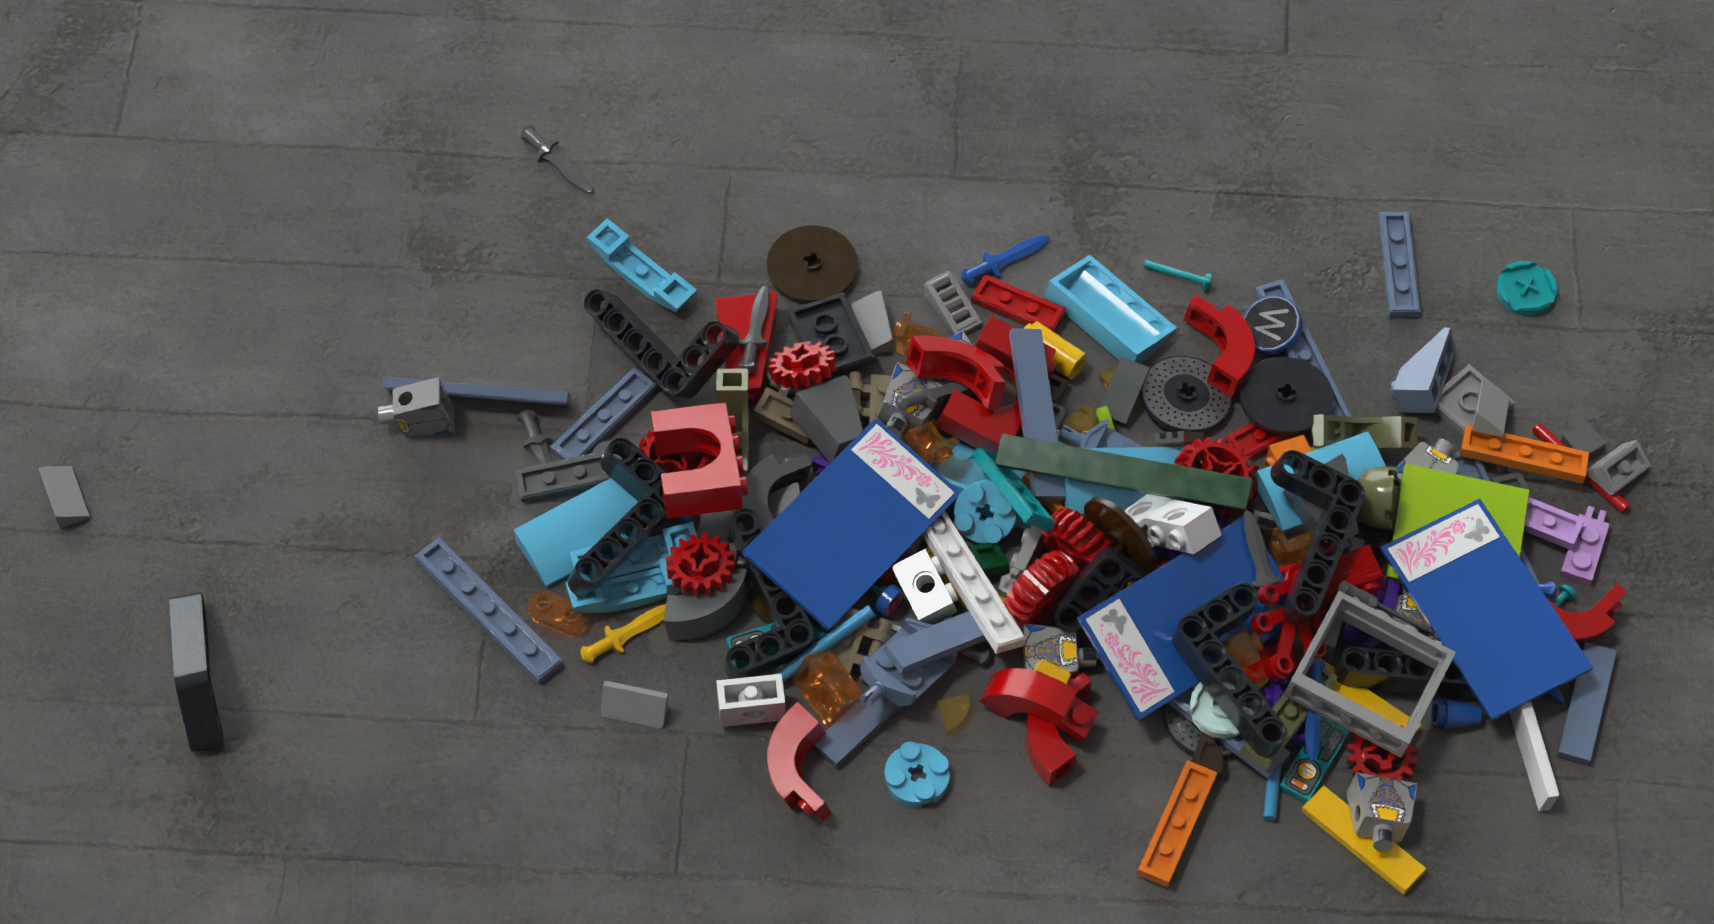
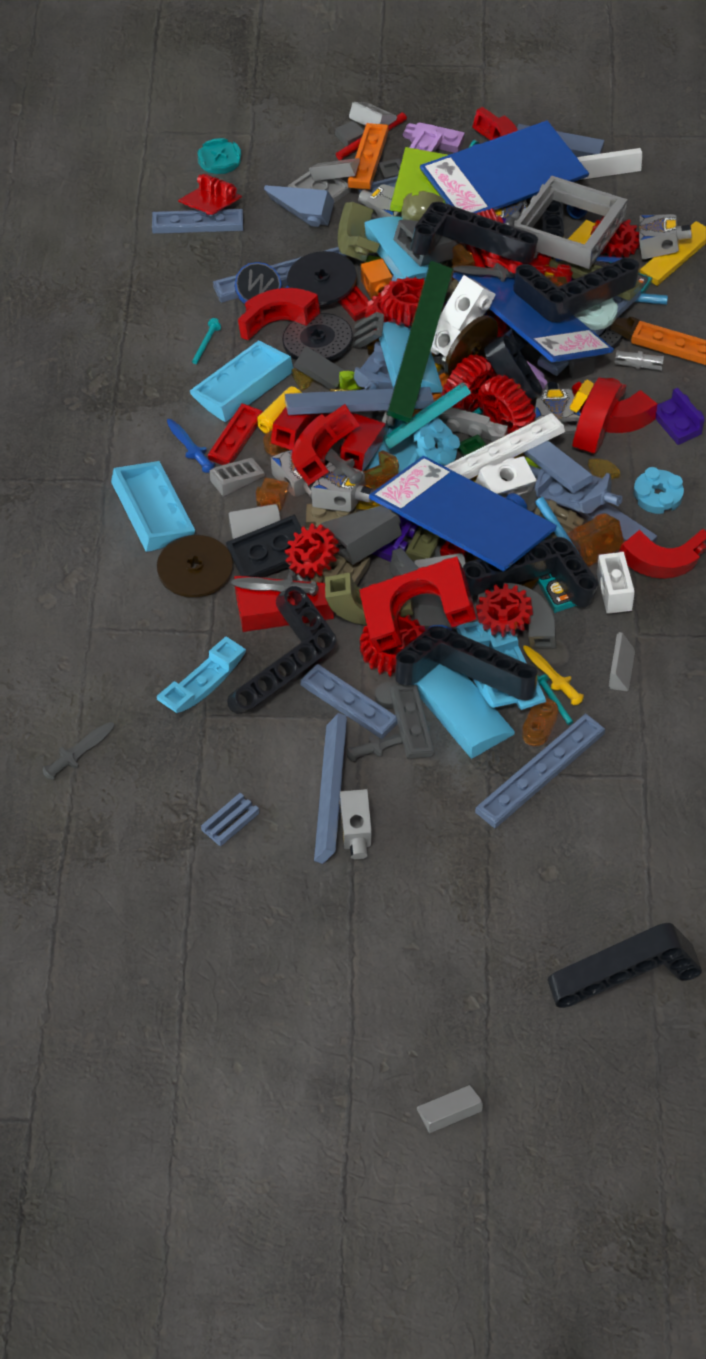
camera: 90 degrees left, 5 degrees down
(435, 284) = (218, 823): none -> sand blue tile
(591, 630) = (542, 680): none -> teal piece
(905, 218) = (151, 504): none -> medium azure slope
(1043, 809) = (680, 417): none -> dark purple bracket
(1149, 770) = (639, 360): none -> light grey pin
(1435, 272) = (211, 195): none -> red hinge

